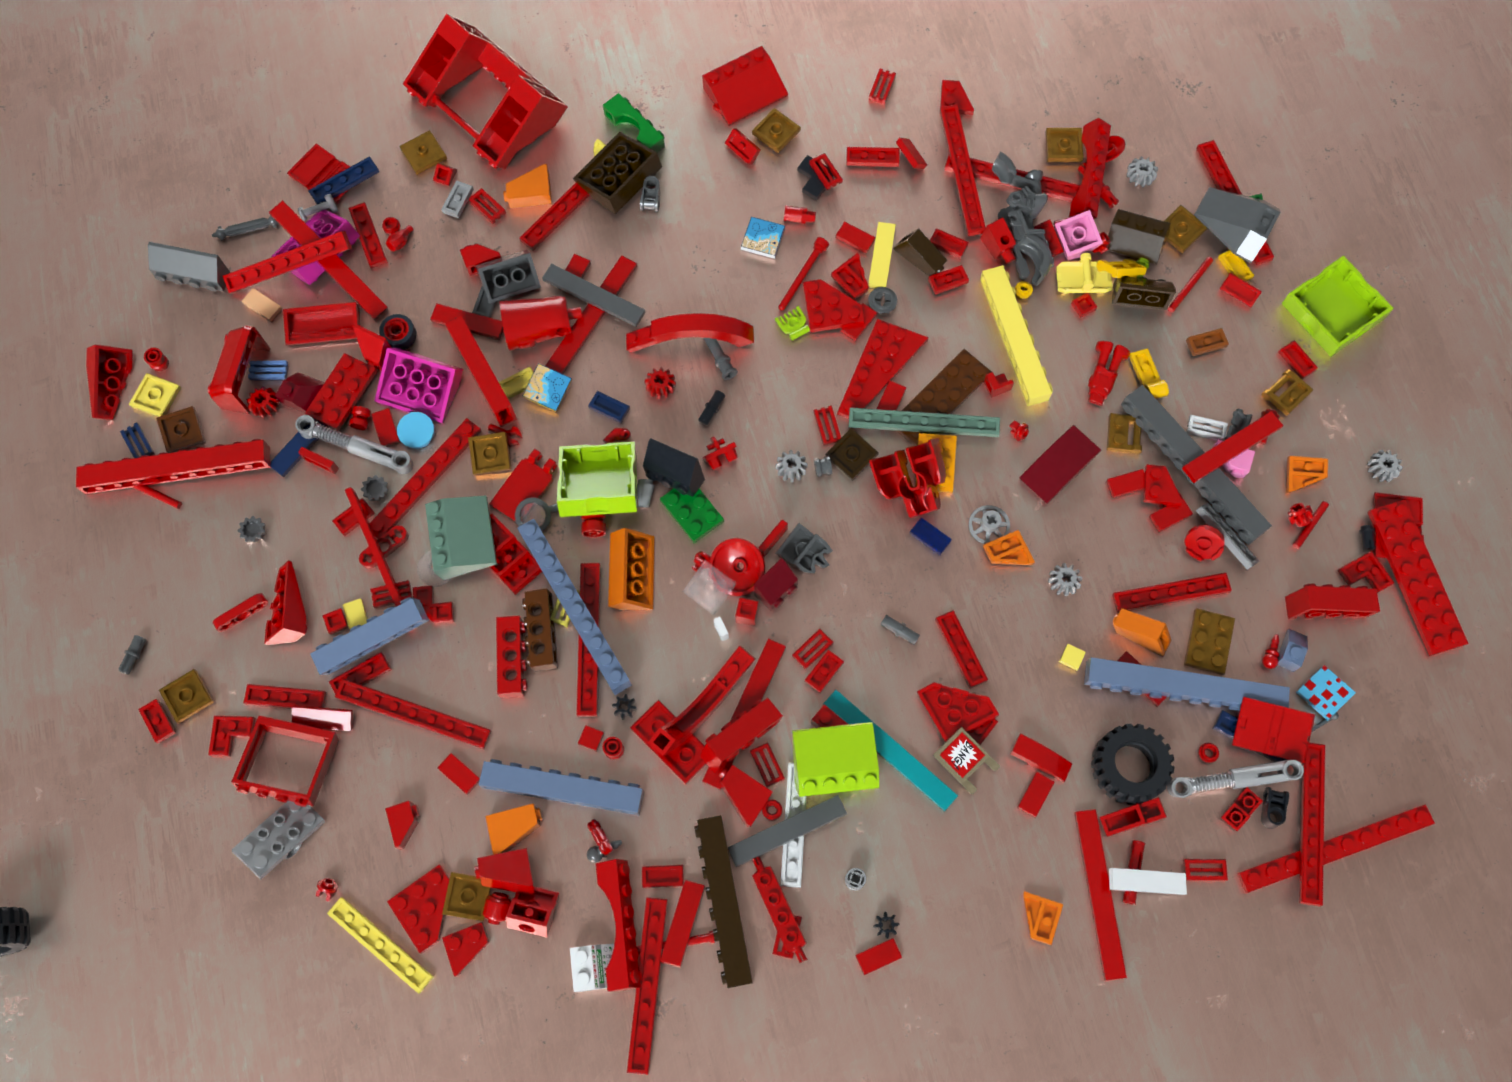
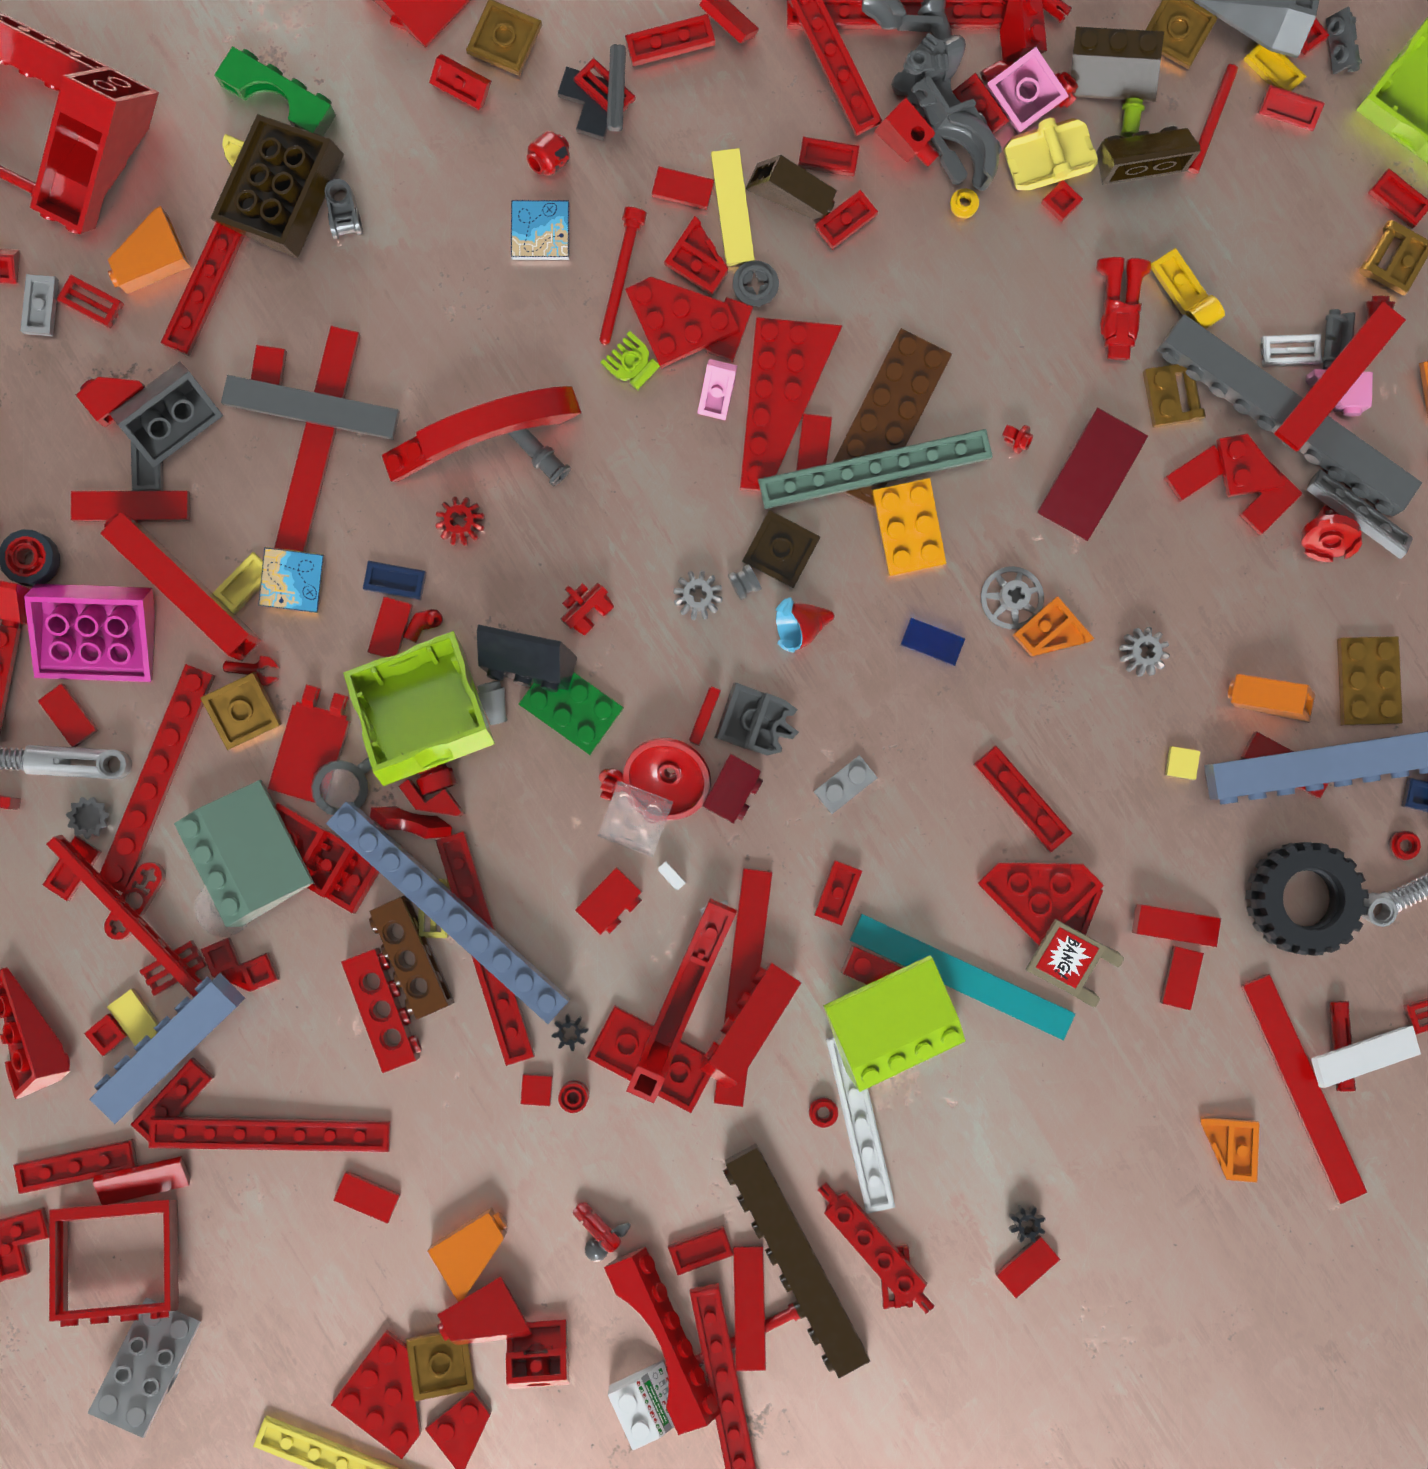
camera: 25 degrees left, 15 degrees up
(328, 886) = (240, 1412): red plate -> none
(360, 418) = (23, 706): red wheel -> none
(402, 822) = (312, 1292): red slope -> none
(415, 430) = (115, 706): medium azure tile -> none
(496, 907) = (487, 1366): red head -> none
(536, 320) = (236, 478): red torso -> none
(561, 788) = (519, 1175): sand blue brick -> none
(569, 547) = (422, 825): none -> red tile
(589, 542) = (441, 803): none -> red slope
(597, 431) = (390, 628): none -> red tile
(631, 570) = (513, 827): orange slope -> none
(676, 633) = (609, 901): none -> red brick
(711, 407) = (549, 537): black axle -> none
(744, 793) = (780, 1104): red slope -> none
(746, 611) = (701, 839): red panel -> none
(774, 780) = (780, 1031): red tile -> none
(781, 196) = (548, 153): none -> red head
(787, 831) = (855, 1137): dark grey tile -> none
(798, 214) = (584, 175): red hinge -> none
(823, 411) = (718, 491): red tile -> none
(824, 638) = (823, 841): red tile -> none
(832, 171) = (616, 87): none -> dark grey axle
(841, 351) = (717, 389): none -> bright pink slope
(849, 499) = (799, 623): none -> hat
(849, 607) = (845, 784): none -> light grey plate
(852, 881) = (963, 1170): light grey wheel -> none
(894, 480) = (901, 543): red piece -> none
(900, 629) = (928, 798): dark grey pin -> none
(997, 384) = (966, 371): red panel -> none
(1016, 335) = (972, 283): light yellow brick -> none
(1121, 268) = (1106, 126): yellow plate -> none
(1133, 817) = (1323, 972): red slope -> none
(1172, 592) = (1299, 623): red tile -> none
(1207, 342) = (1261, 210): dark orange plate -> none
(1281, 262) = (1341, 40): none -> dark grey hinge

